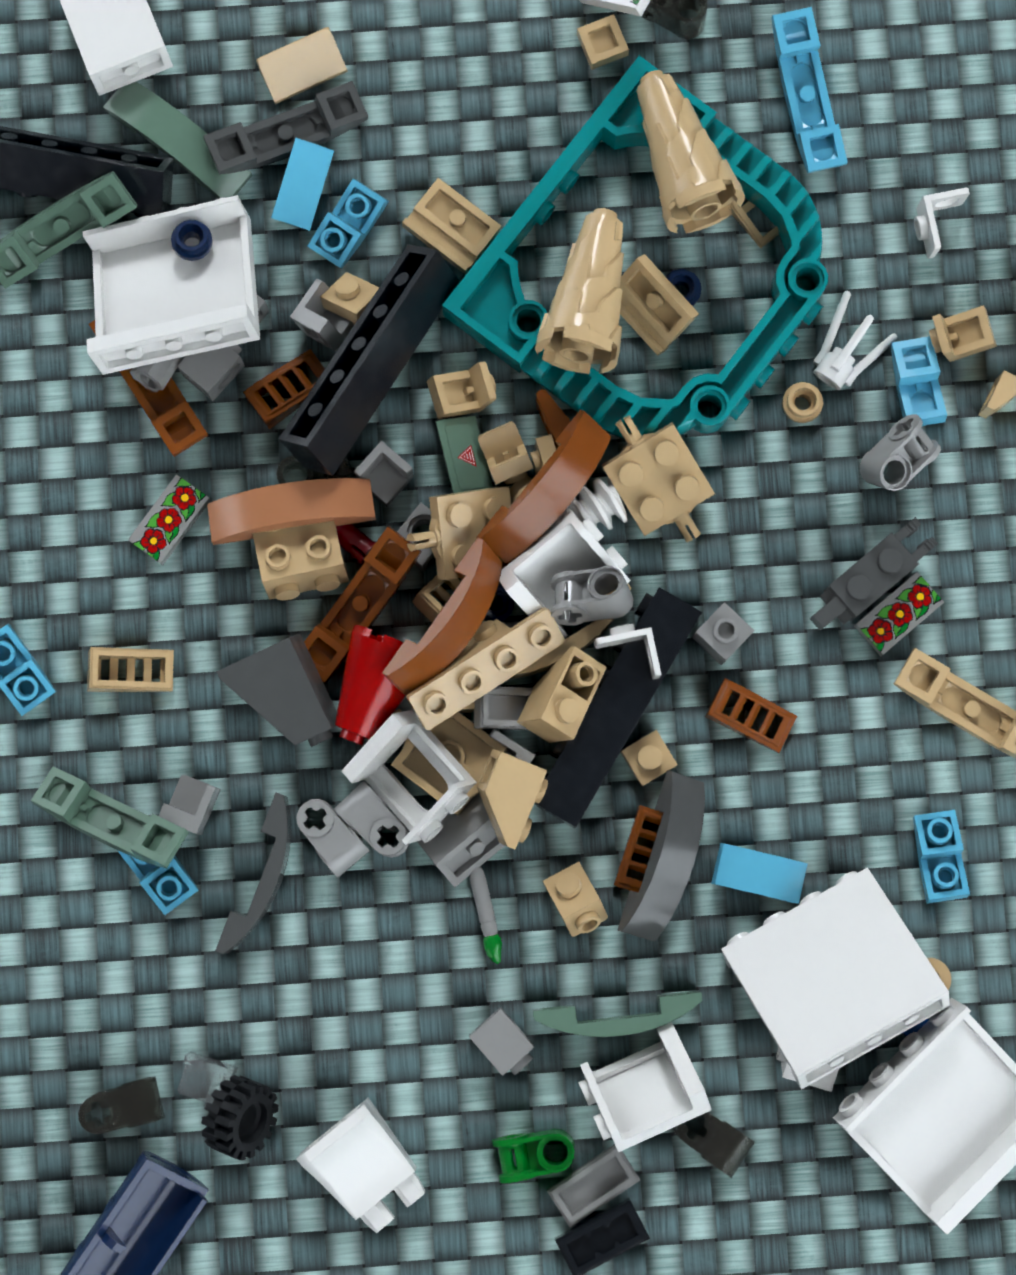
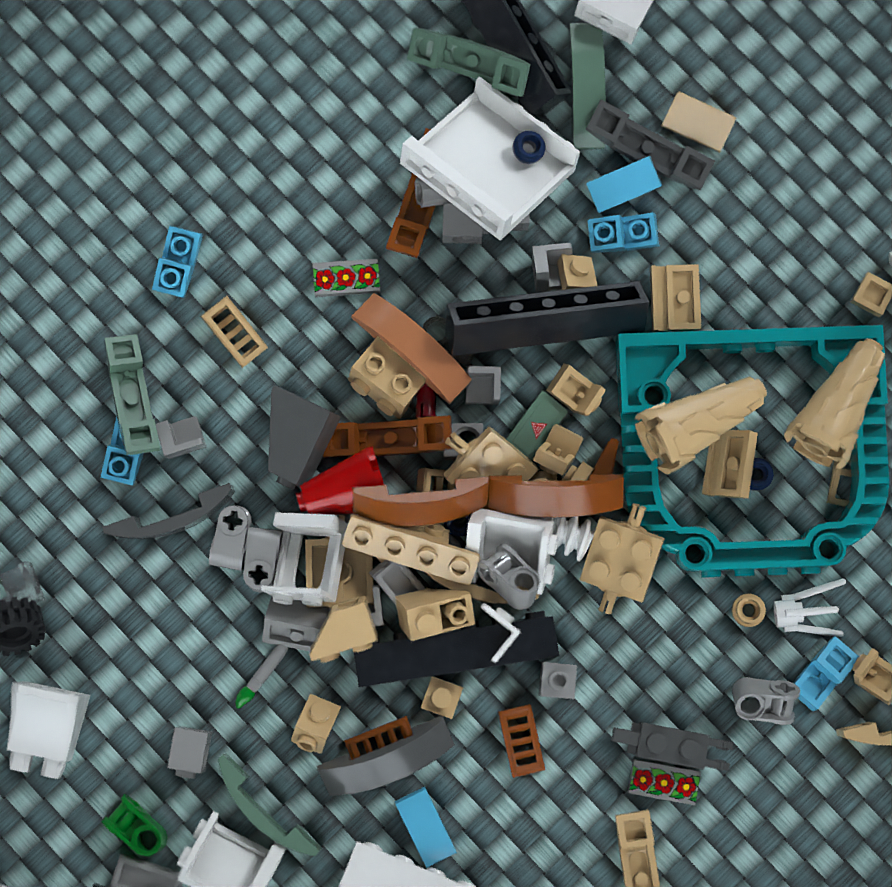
camera: 50 degrees right, 0 degrees up
(269, 382) = (480, 267): dark orange slope -> none

